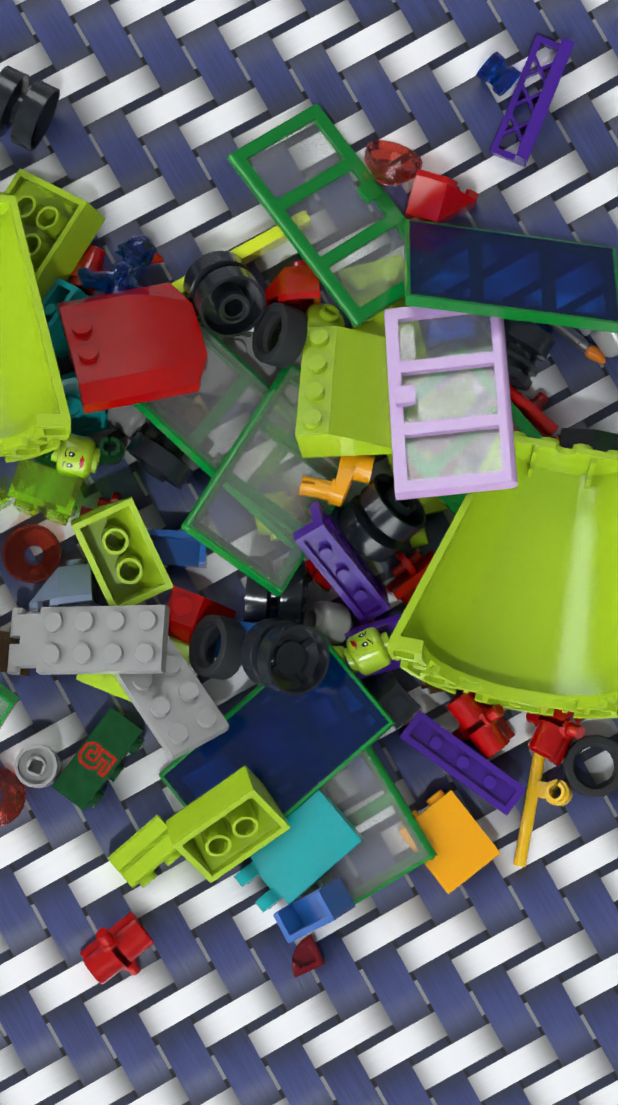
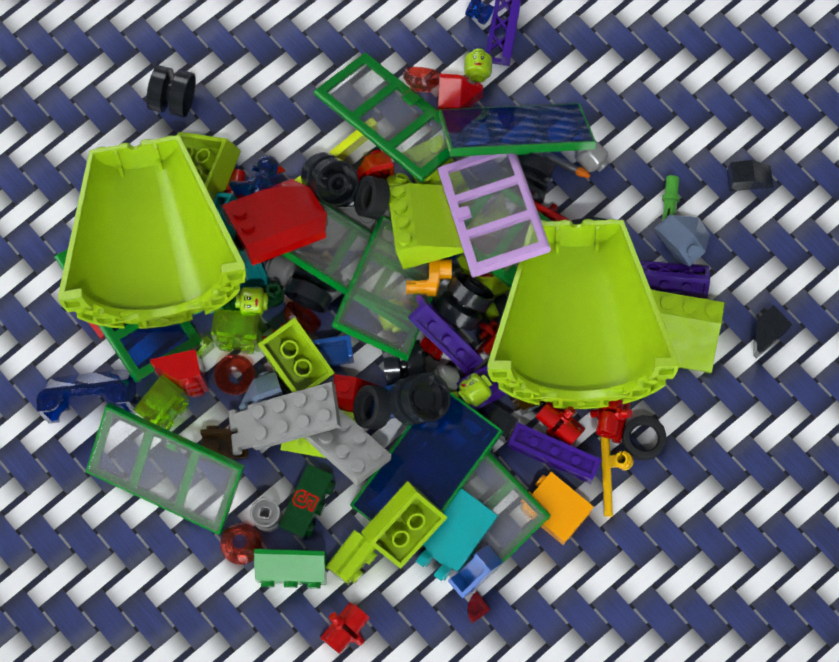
camera: 10 degrees left, 10 degrees down
(57, 850) = (290, 568): none -> slope
(146, 491) = (305, 317): none -> clear red piece
(478, 160) = (478, 65): none -> lime head

